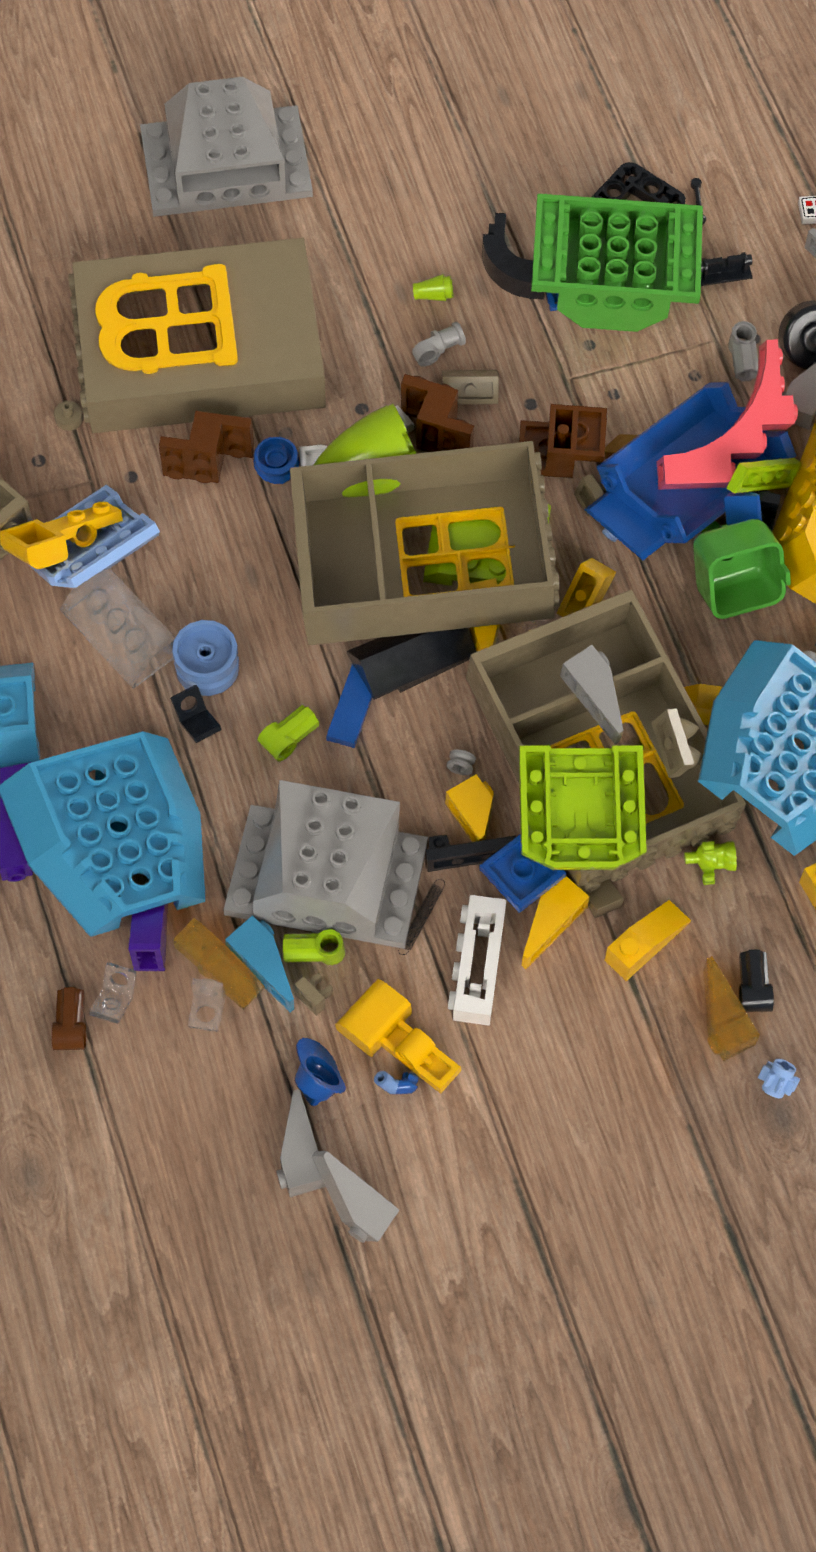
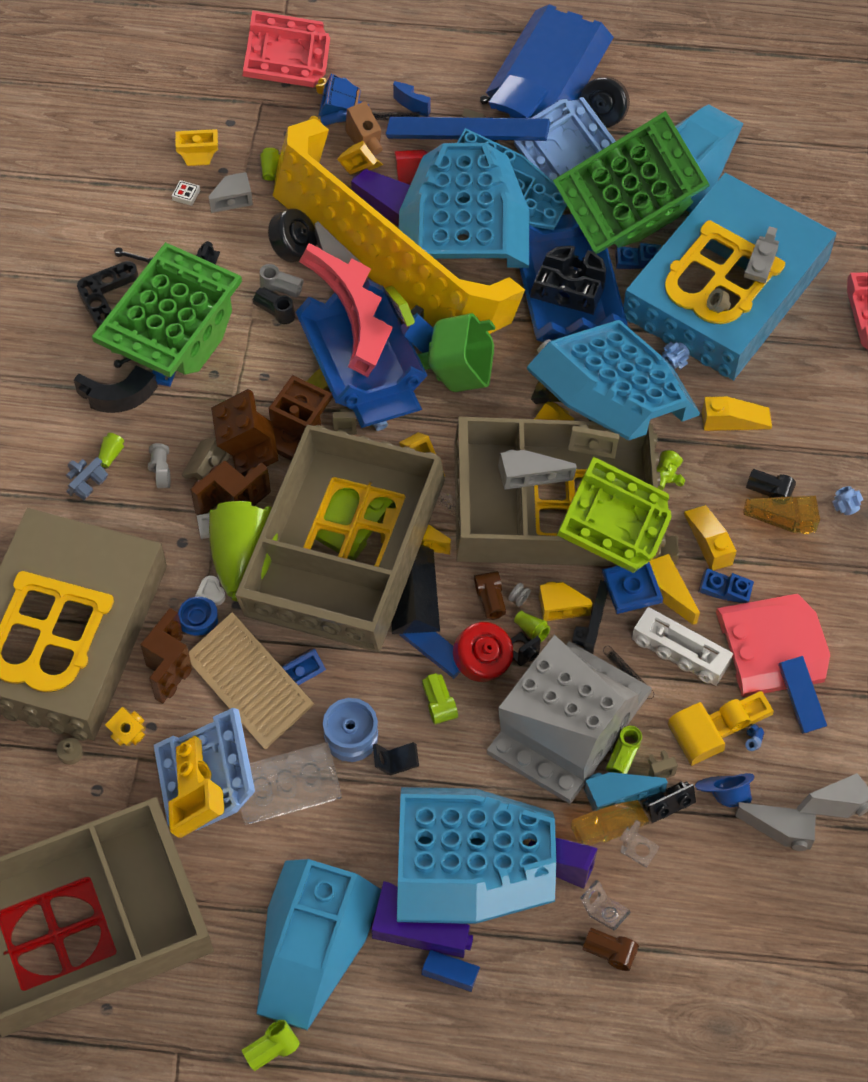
camera: 65 degrees left, 5 degrees down
(111, 449) = (118, 723): none -> yellow brick
(222, 539) = (249, 680): none -> tan window
(260, 582) = (304, 666): none -> blue slope
(266, 1010) = (679, 797): none -> black hinge
(364, 750) = (483, 651): none -> red wheel
(386, 791) = (528, 651): none -> black bracket
(399, 284) = (92, 471): none -> sand blue hips
(426, 793) = (532, 625): none -> lime cone
(452, 727) = (489, 589): none -> reddish brown piece
(478, 1115) = (802, 694): none -> blue tile
(513, 399) = (244, 432): none -> reddish brown bracket
(537, 1064) = (771, 633): none -> coral wedge
(588, 982) = (731, 588): none -> blue slope
(709, 359) = (279, 306): none -> black piece

